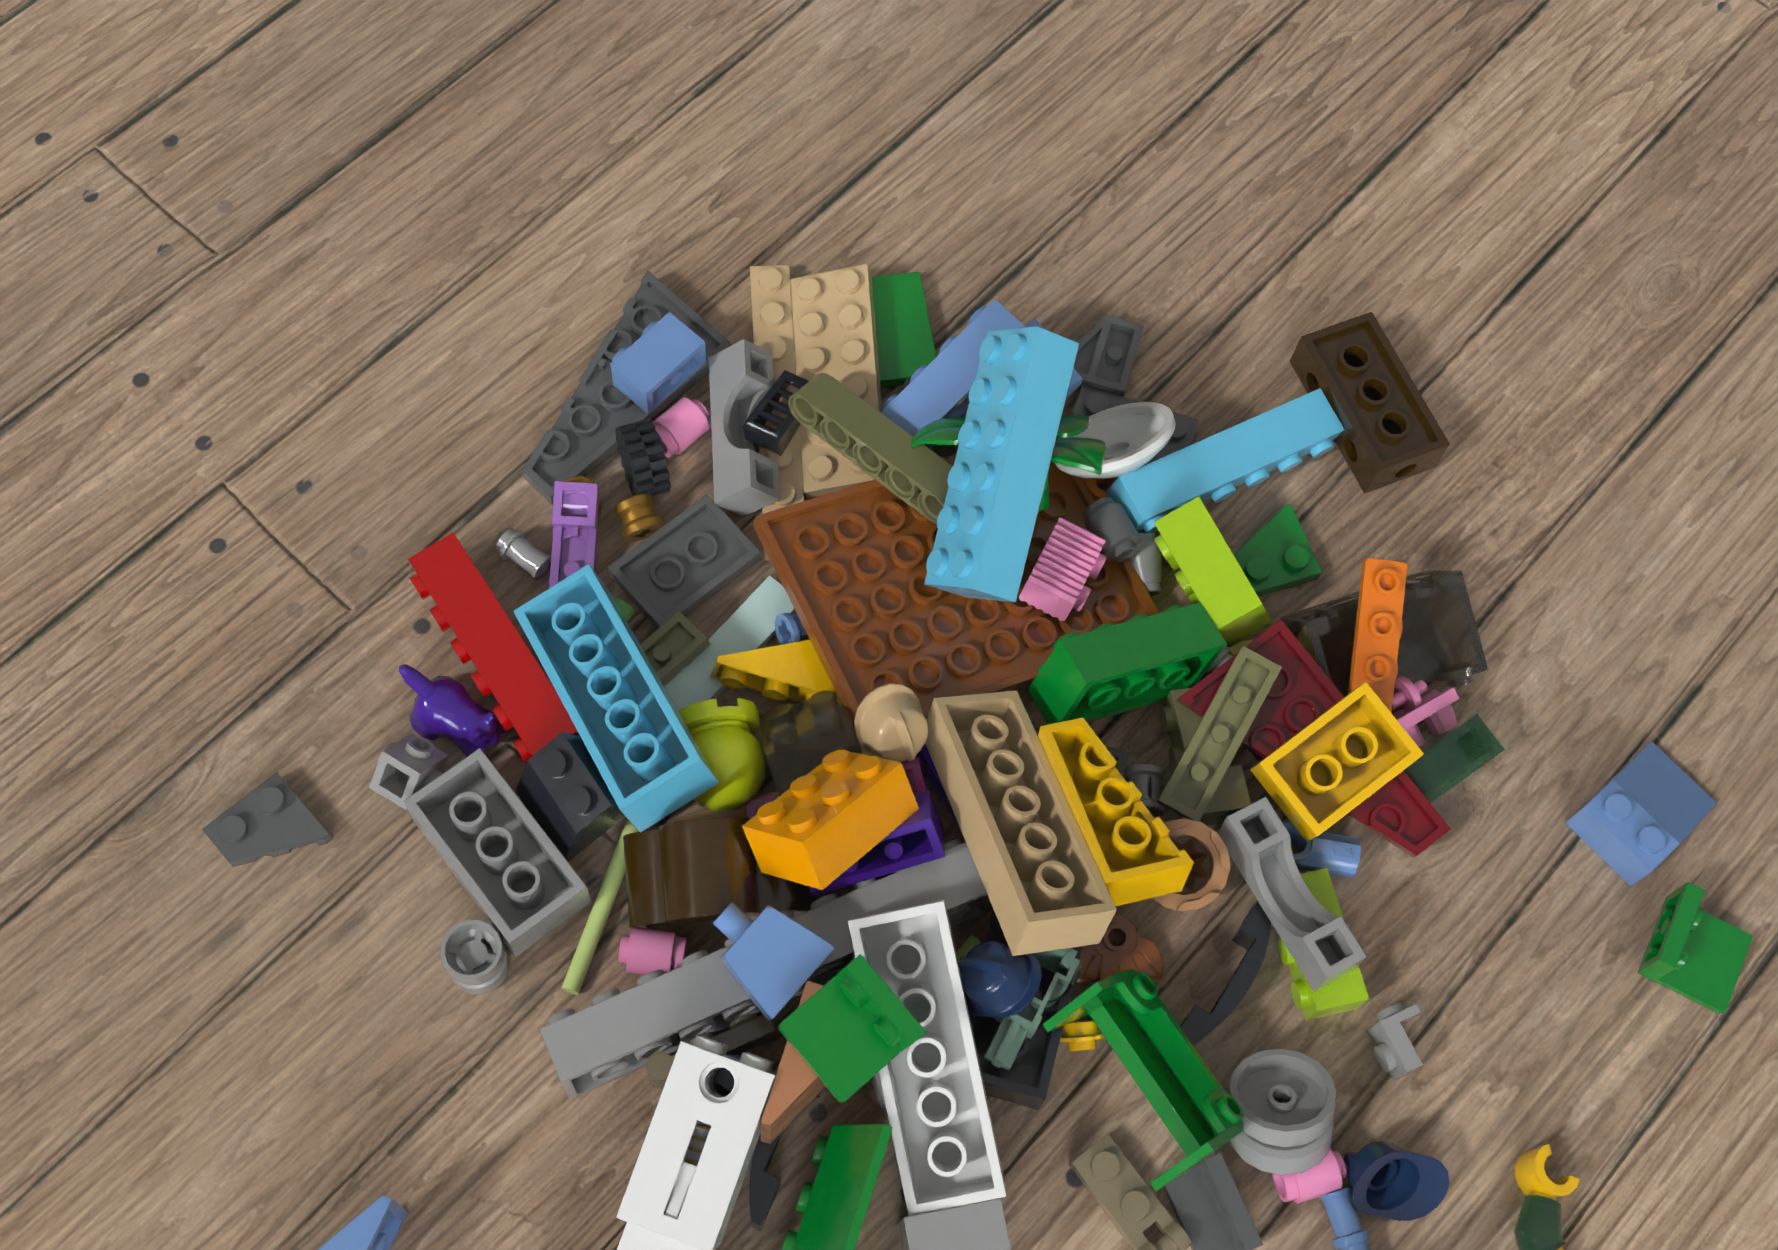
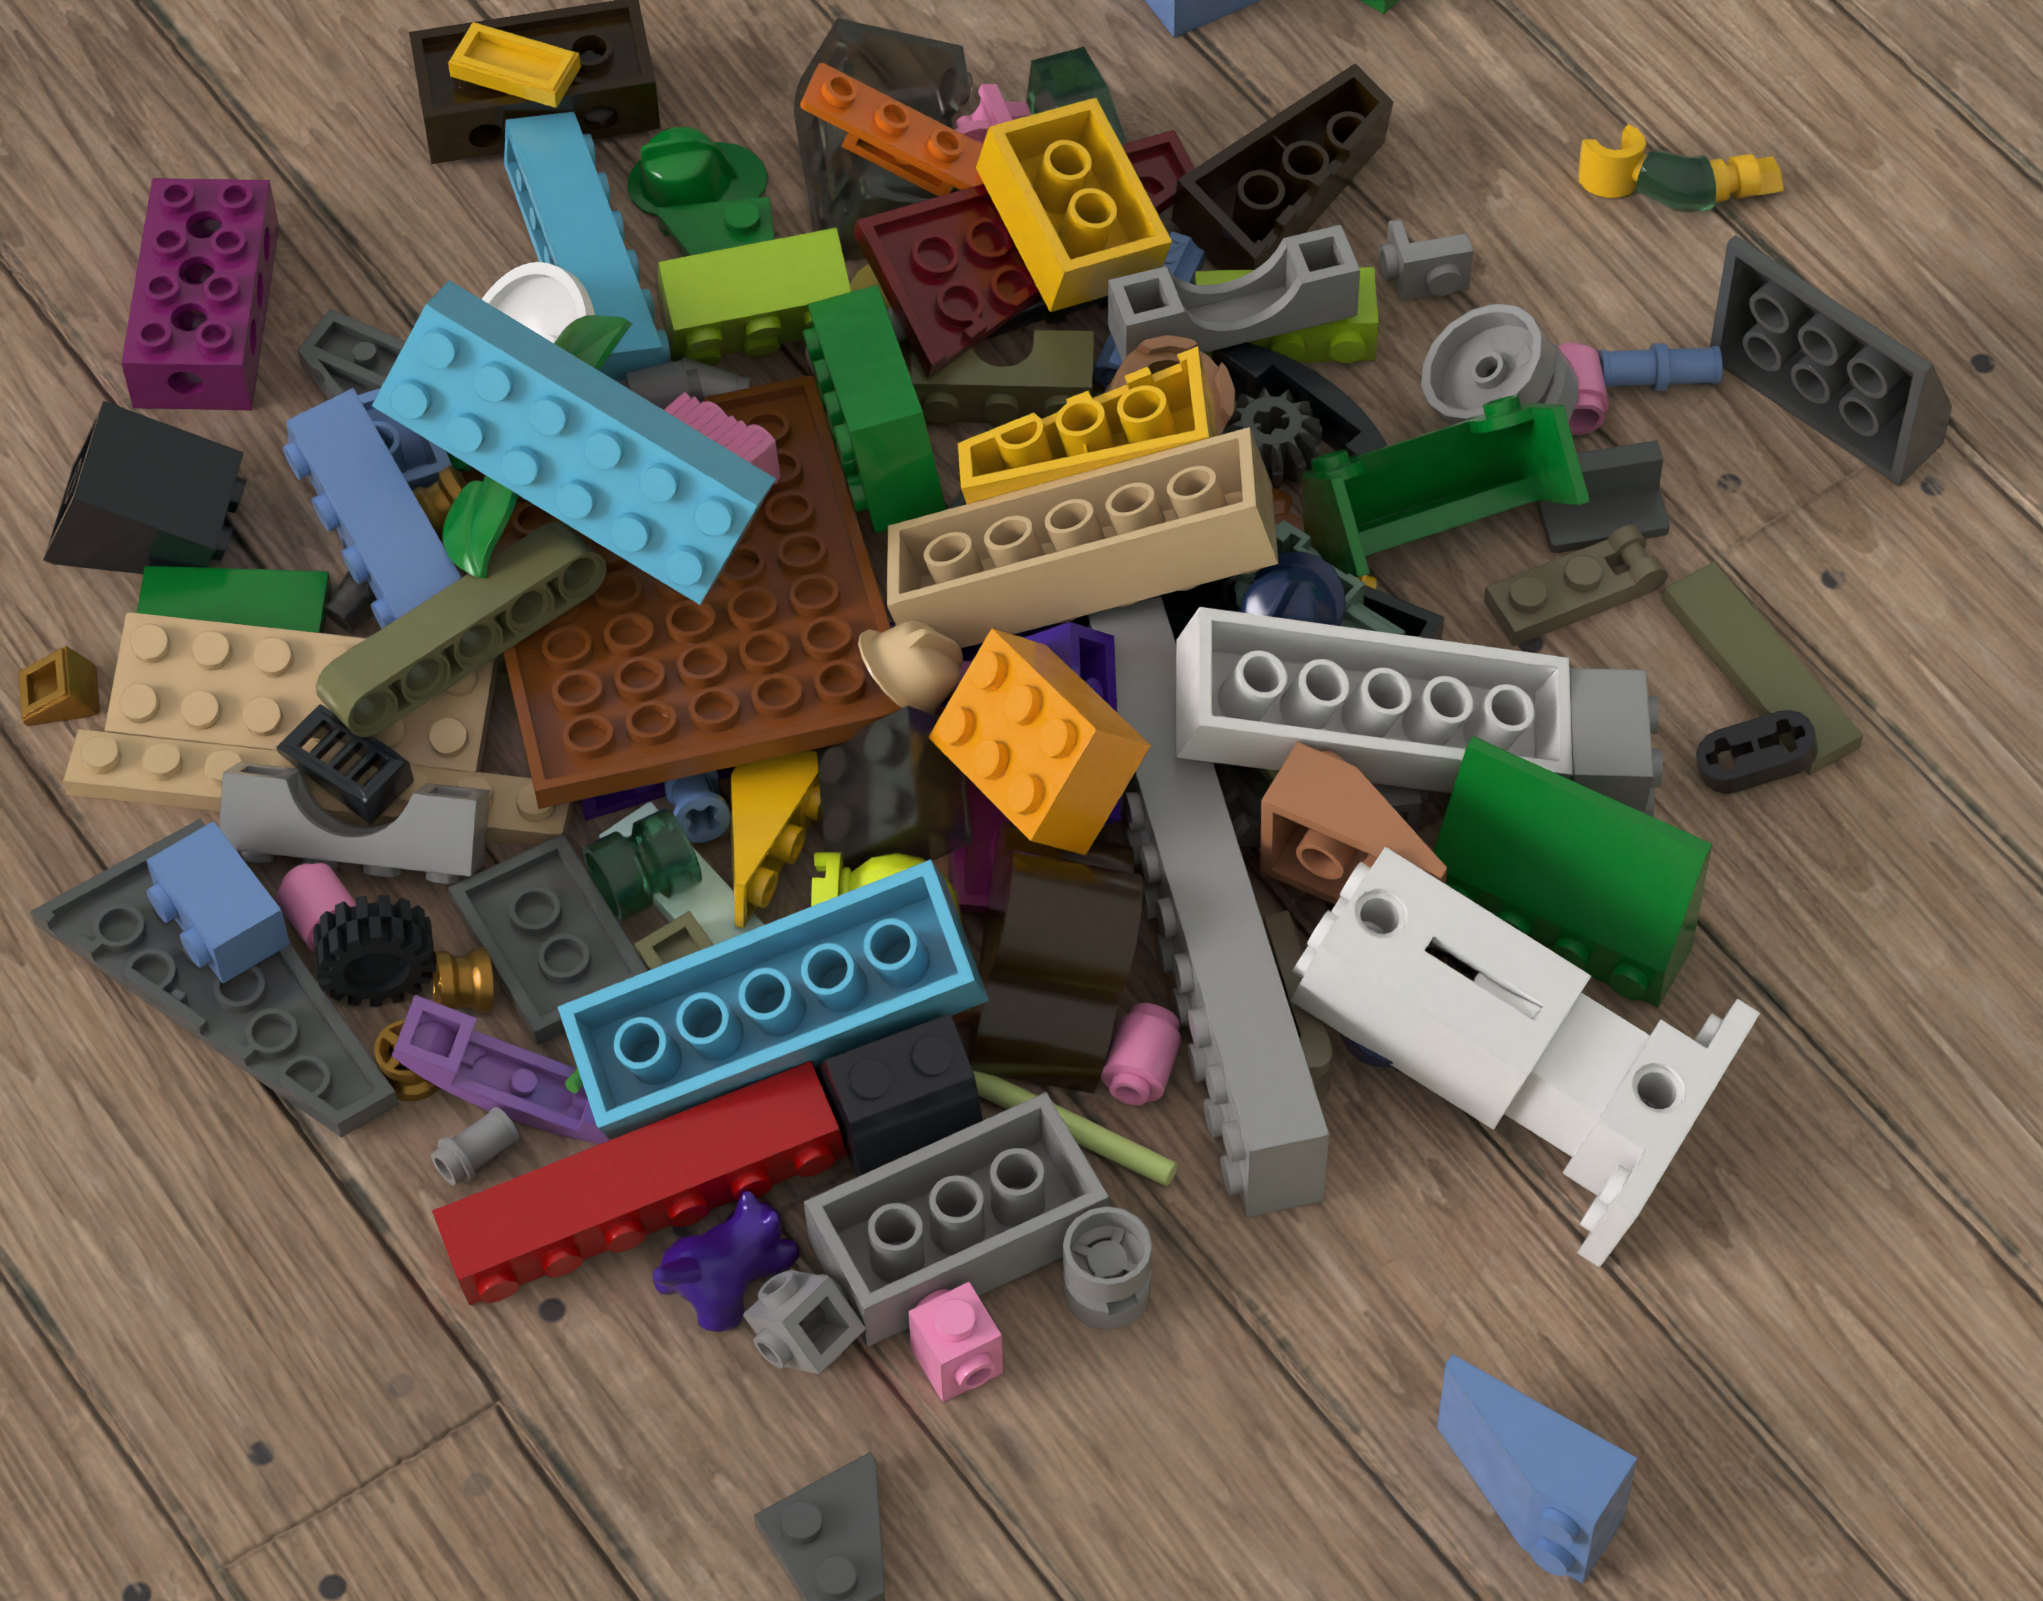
camera: 70 degrees left, 10 degrees down
(409, 869) = (955, 1341): none -> bright pink brick
(728, 594) = (645, 863): none -> clear green wheel
(770, 955) = (1216, 847): medium blue torso -> none
(822, 250) = (58, 688): none -> pearl gold slope
(851, 1029) = (1338, 737): green bracket -> none
(963, 255) = (145, 497): none -> black slope
(1135, 250) = (214, 357): none -> magenta brick
(1213, 944) = (1283, 433): none -> dark grey gear
(1219, 734) = (995, 322): olive plate -> none
(1332, 525) = (690, 168): none -> green piece
(1360, 379) = (514, 64): none -> yellow tile
(1395, 1181) = (1596, 303): dark blue piece -> none
(1440, 918) = (1282, 172): none -> dark brown wedge

